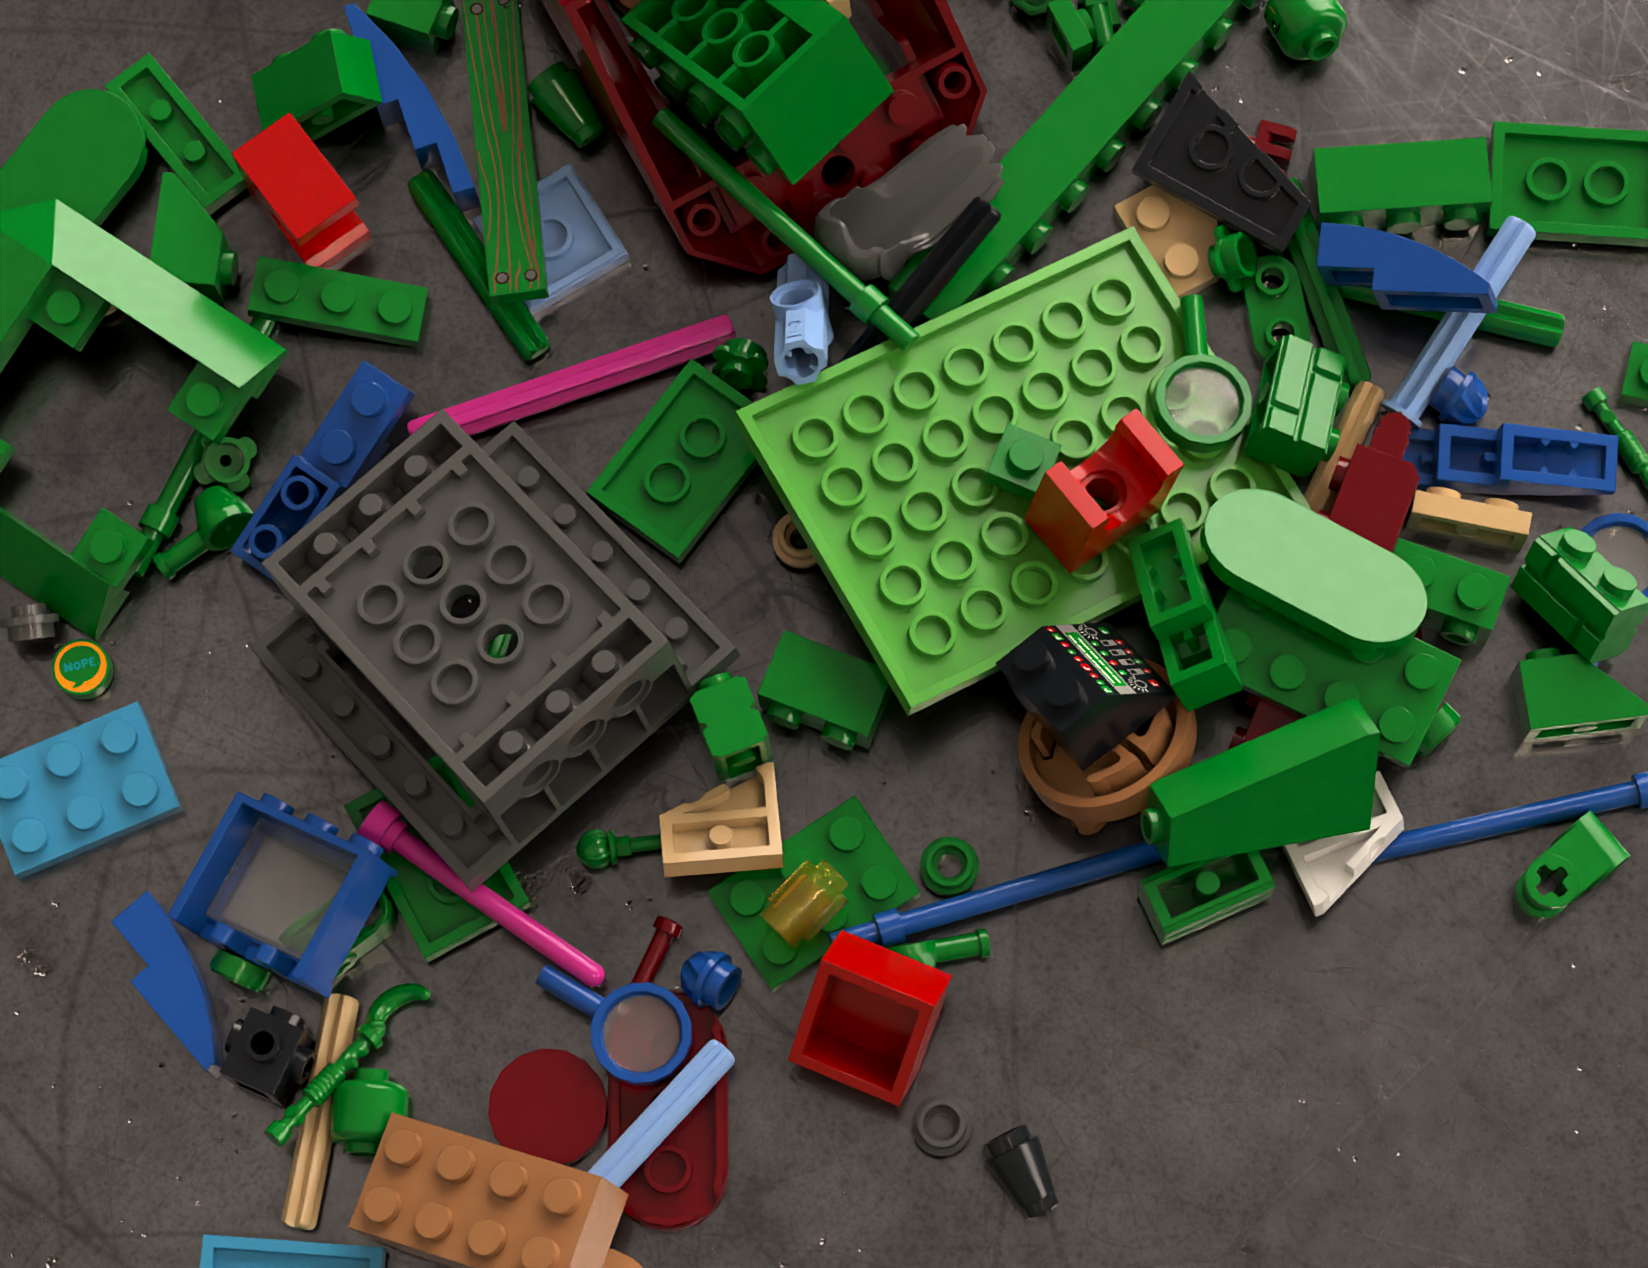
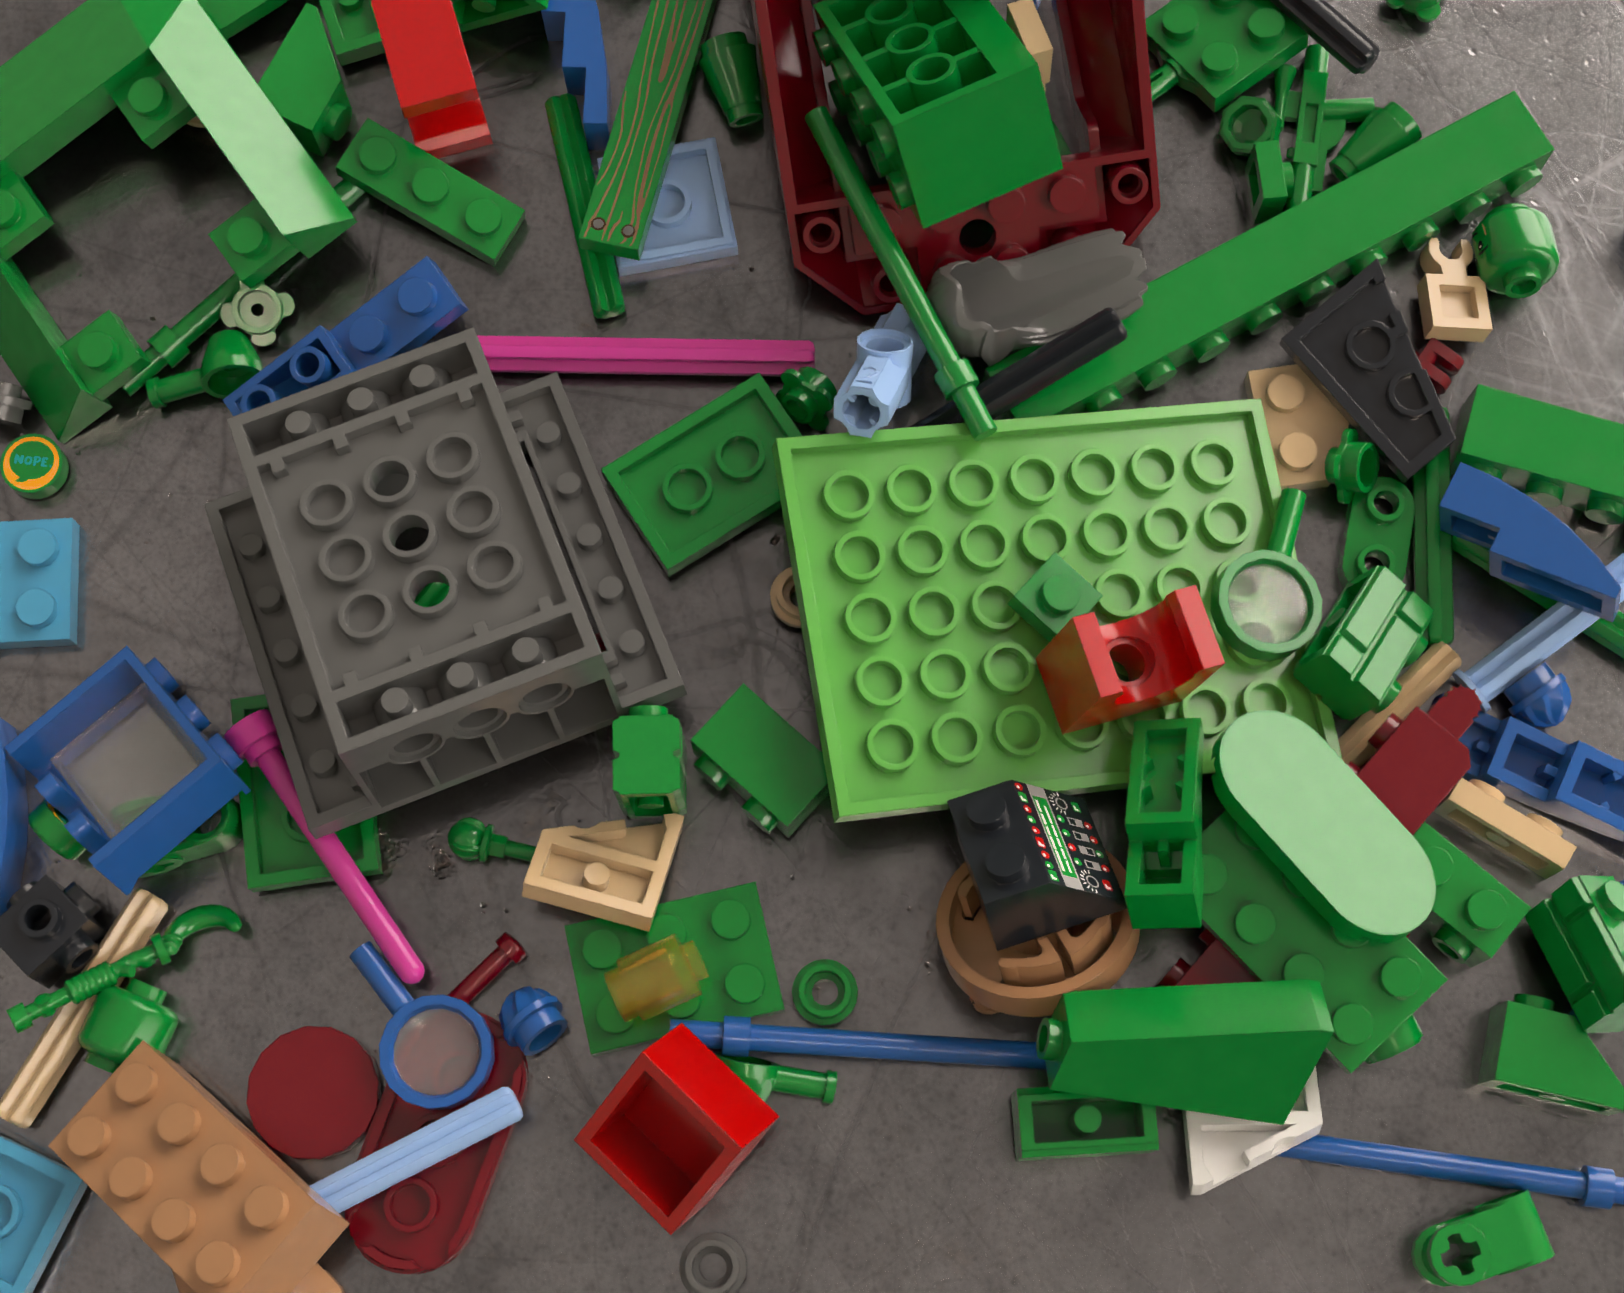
camera: 15 degrees right, 0 degrees up
(1266, 81) = (1449, 300): none -> tan plate

